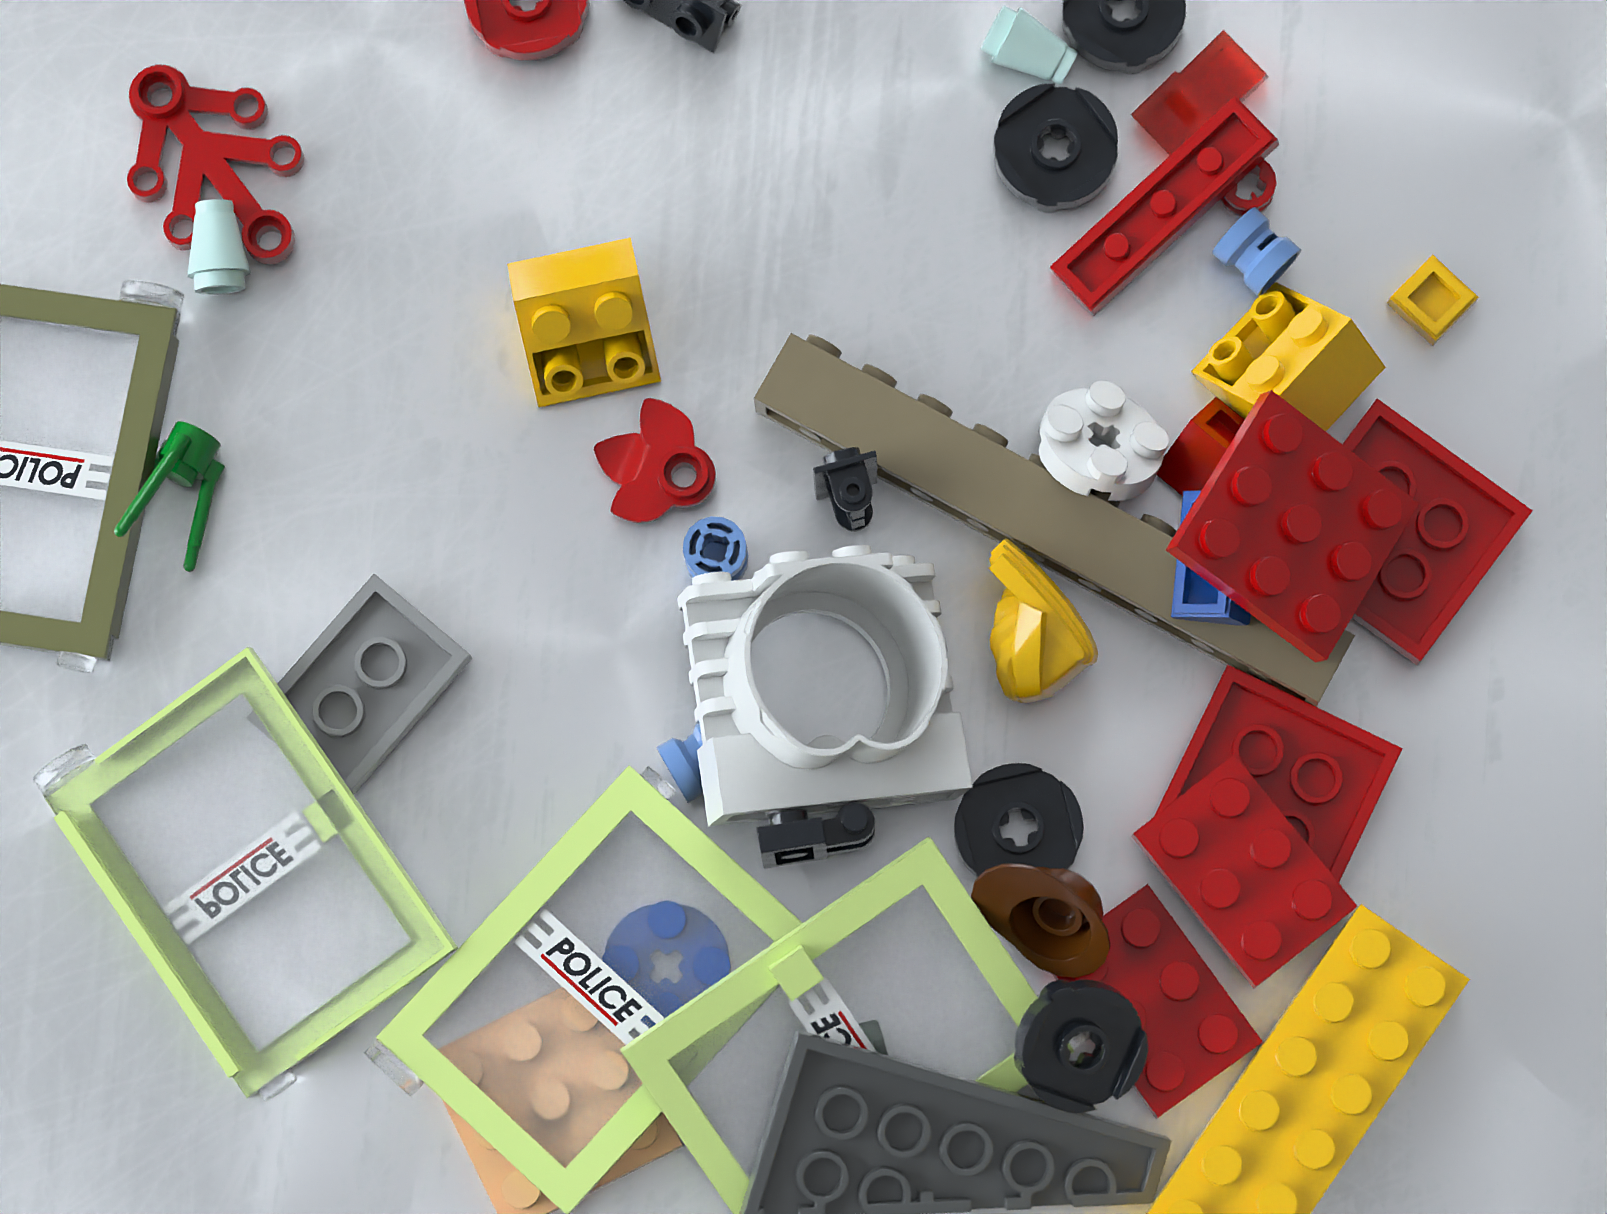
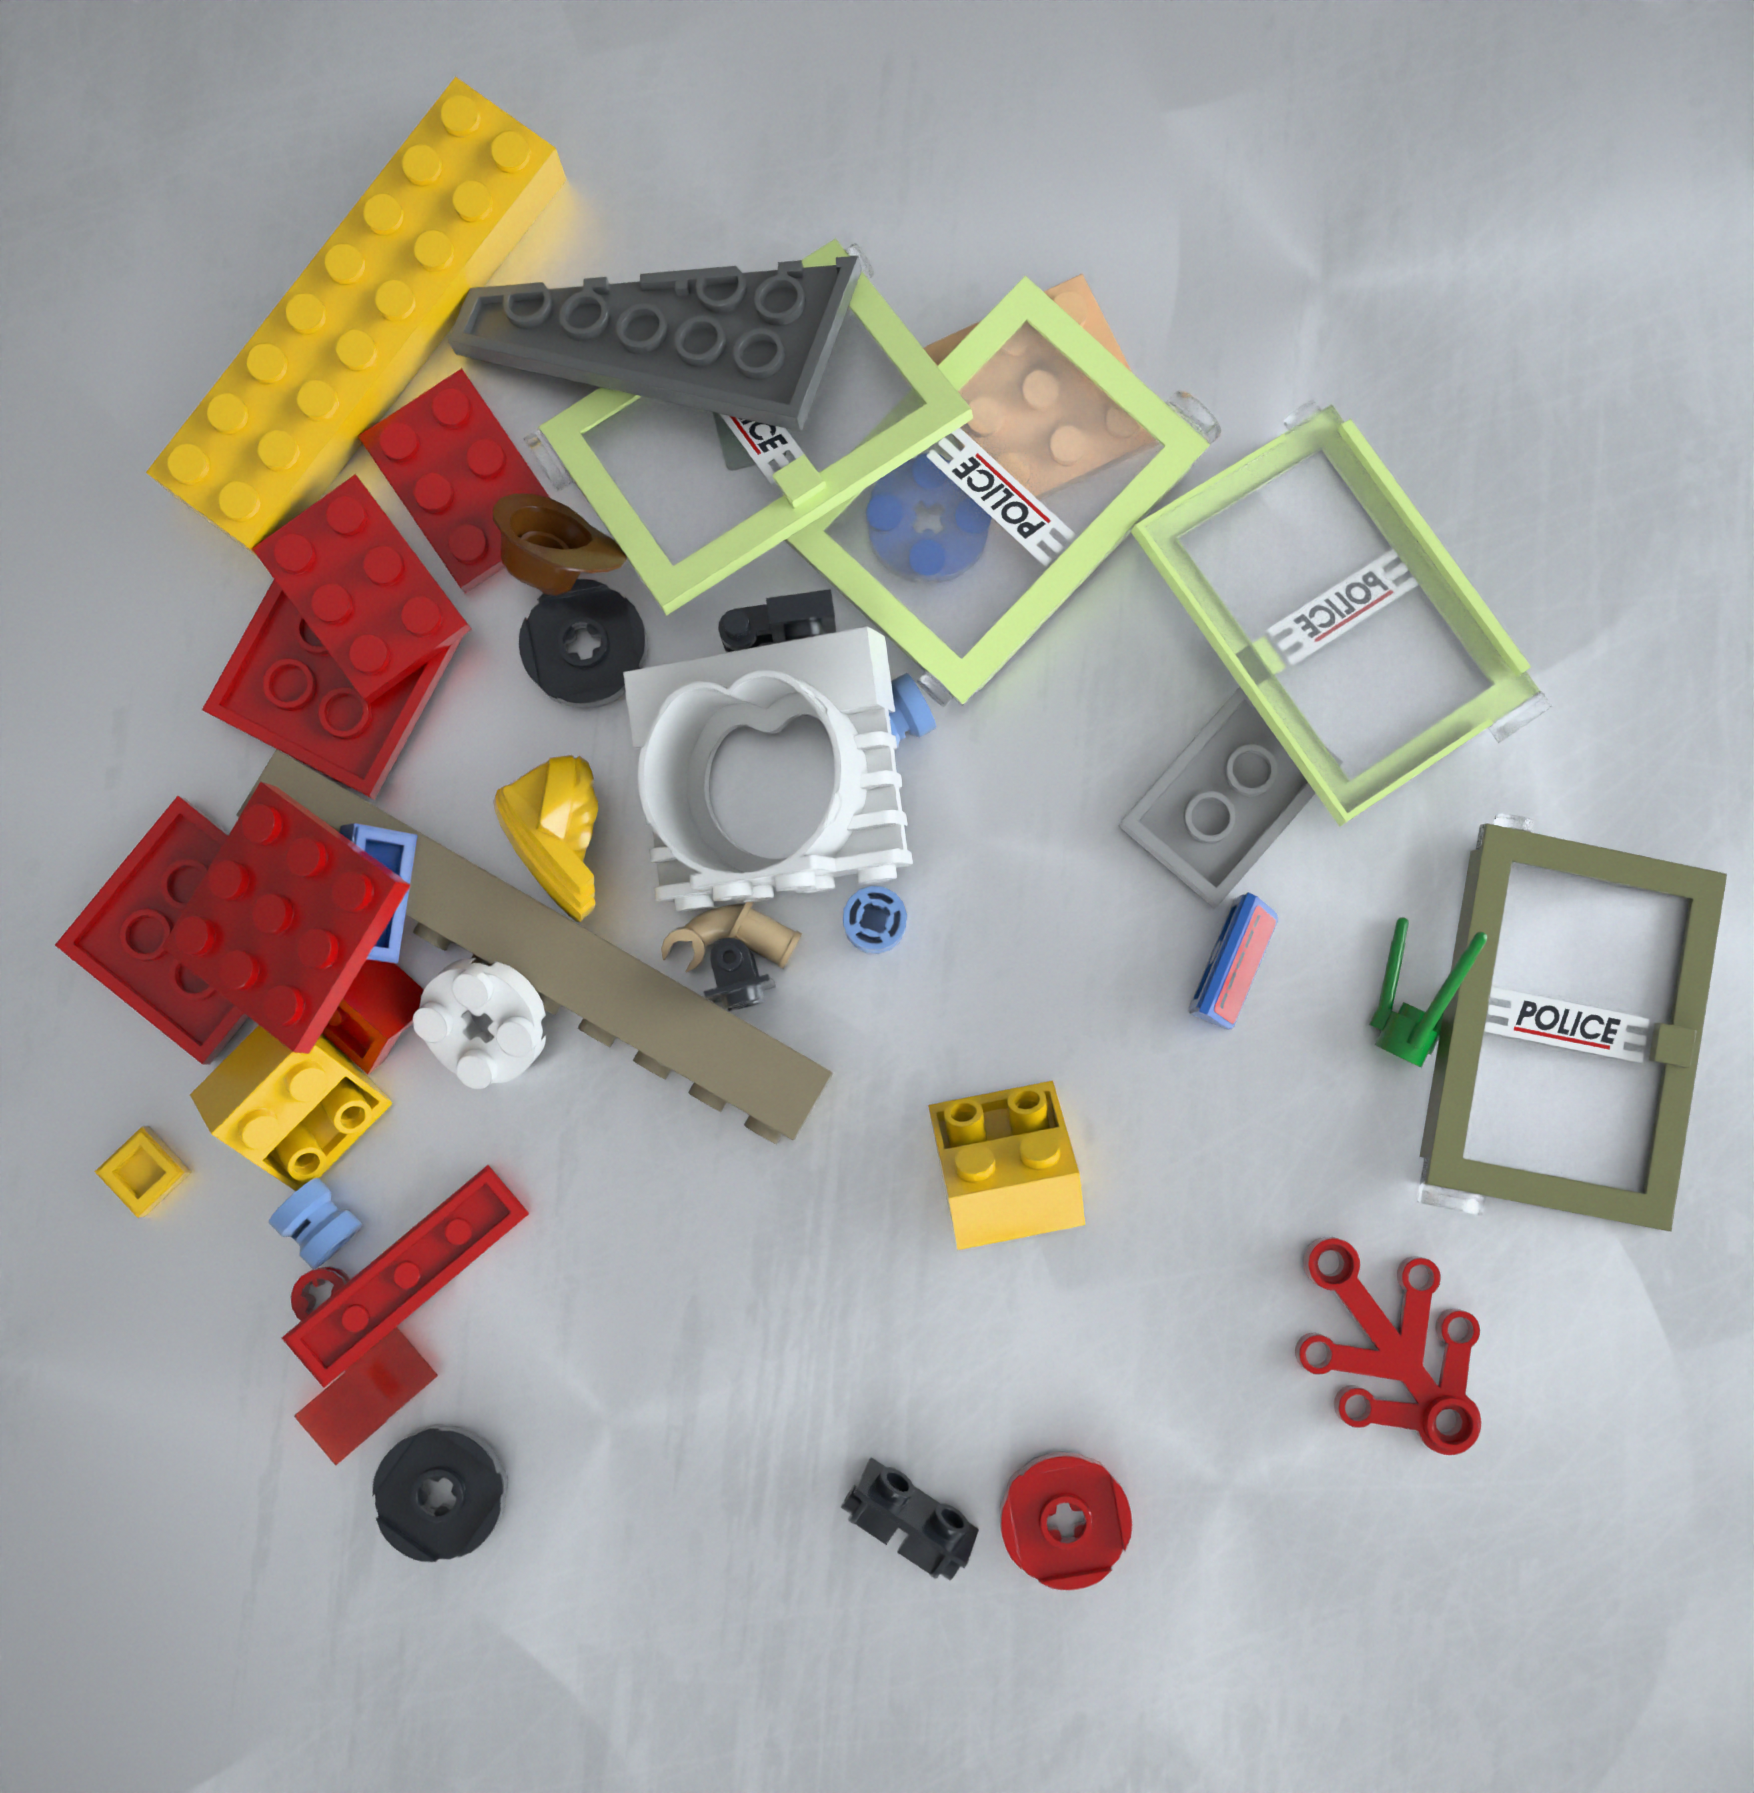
camera: 175 degrees right, 5 degrees up
(217, 249) = (1384, 1249): light aqua cone -> none
(358, 523) = (1234, 961): none -> slope
(647, 461) = (944, 1017): red plate -> none
(824, 535) = (735, 921): none -> tan piece
(1027, 46) = (542, 1453): light aqua cone -> none
(1062, 112) = (481, 1333): black plate -> none
(1065, 1012) = (542, 439): black plate -> none

